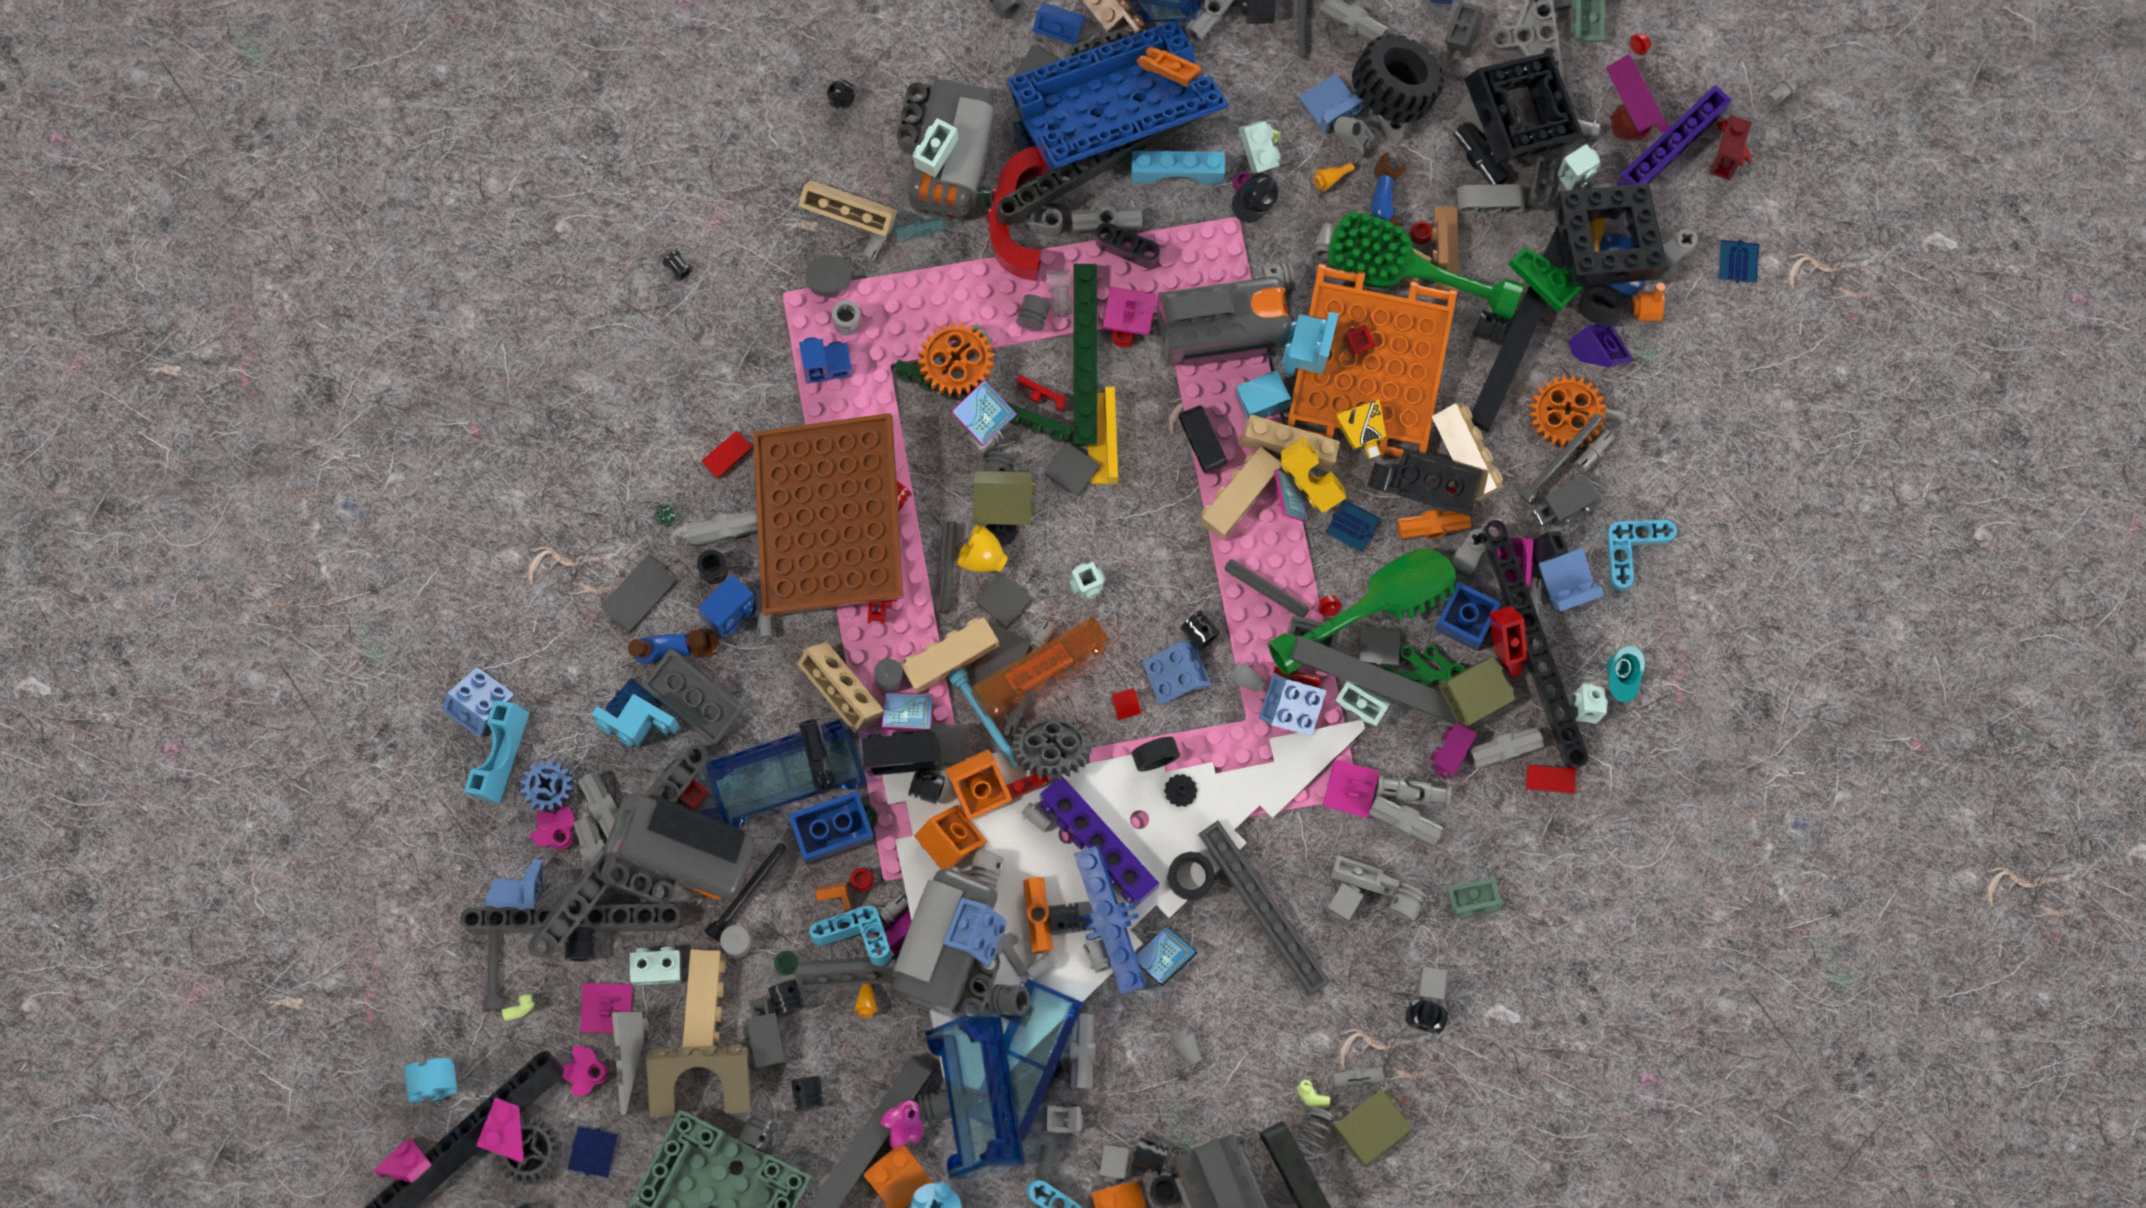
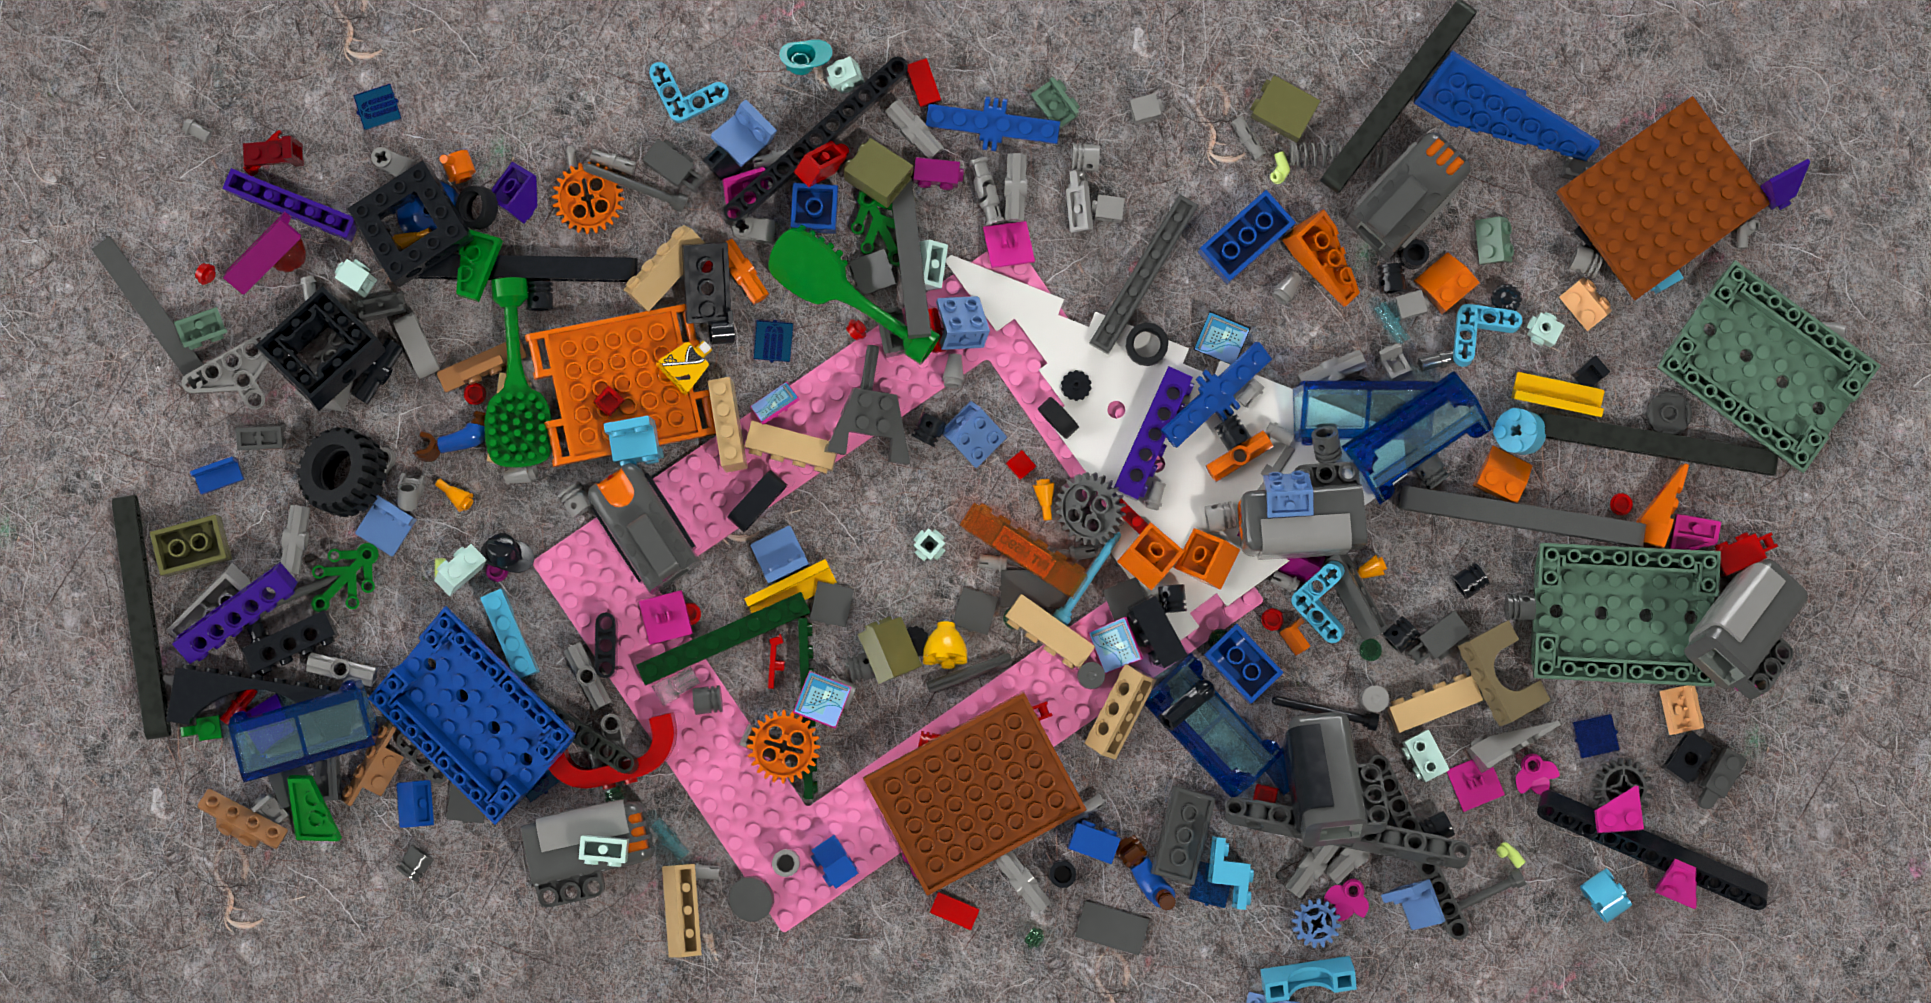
camera: 115 degrees left, 10 degrees up
(840, 94) = (574, 969): black gear -> none
(903, 1127) = (1462, 488): dark pink plate -> none
(1088, 714) = (1044, 494): none -> light orange cone
(1103, 1136) = (1391, 323): none -> clear light blue pin
(1141, 440) = (779, 555): none -> medium blue bracket
(1170, 66) = (421, 679): orange hinge -> none
(1209, 1096) = (1318, 250): none -> orange wedge
(1238, 579) = (872, 415): none -> dark grey wing
(1256, 1025) = (1246, 237): none -> blue brick
(1263, 396) = (695, 466): medium azure piece -> none
(1298, 50) = (347, 574): none -> green plant
(1322, 491) = (745, 404): yellow arch -> none
(1426, 1016) = (1175, 101): black gear -> none
(1479, 827) = (993, 123): none -> blue hinge

